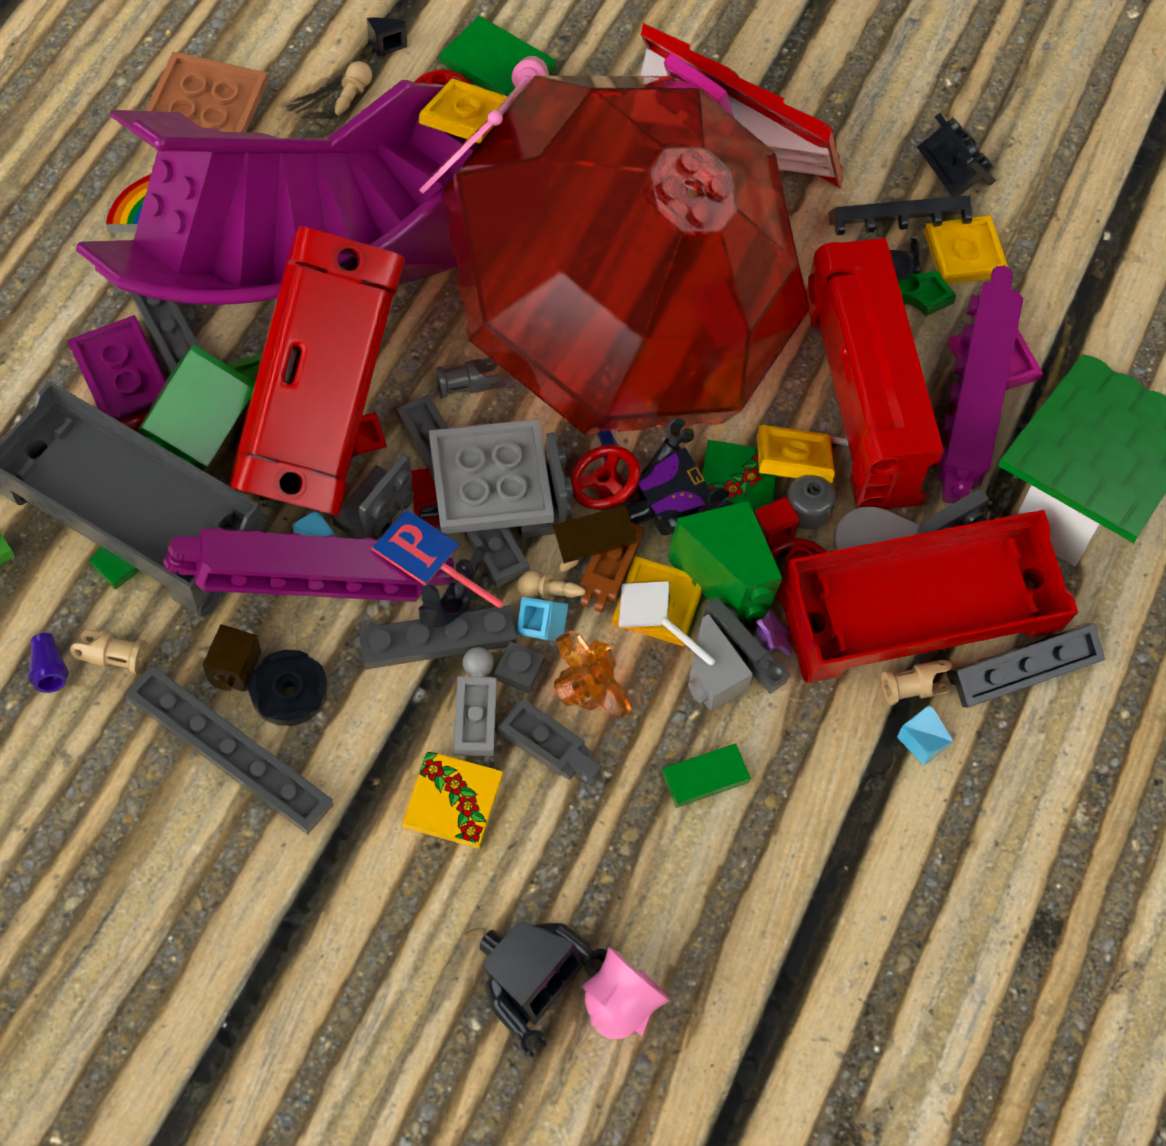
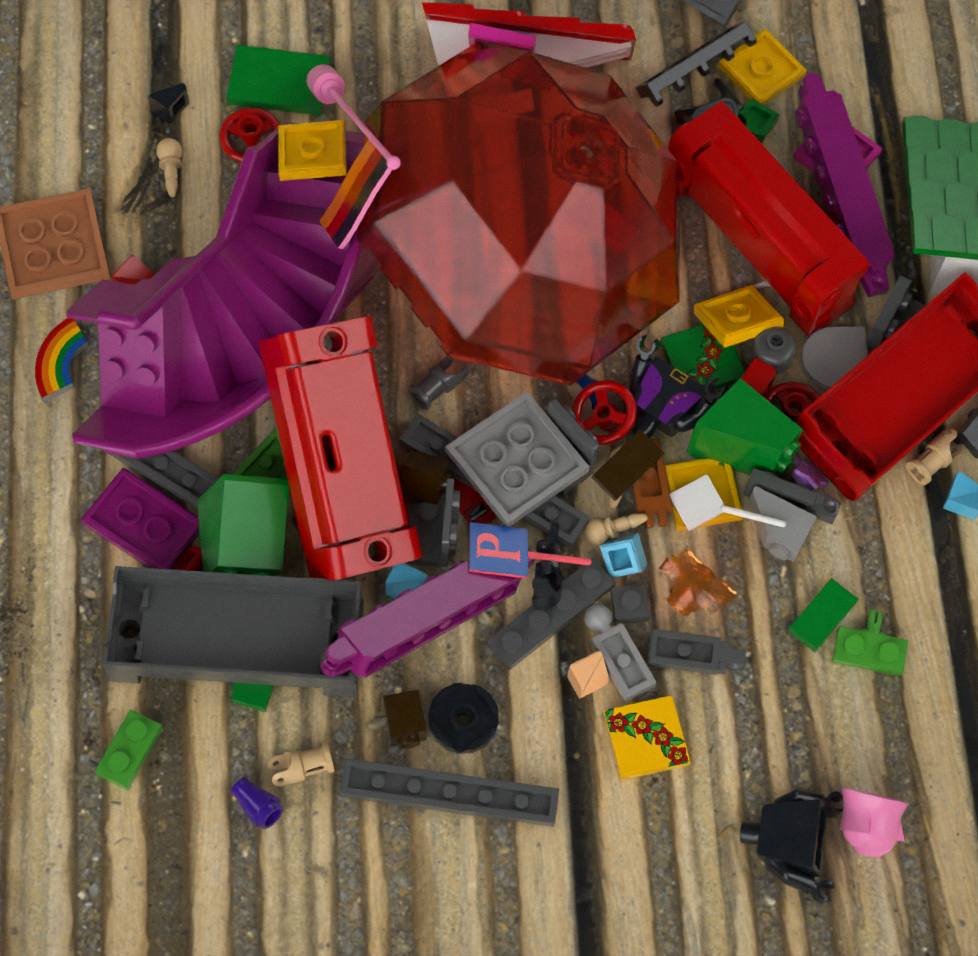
camera: 30 degrees left, 5 degrees up
(389, 443) = (425, 477): none -> dark brown brick
(433, 709) = (588, 674): none -> light nougat slope
(734, 831) = (870, 648): none -> bright green plate

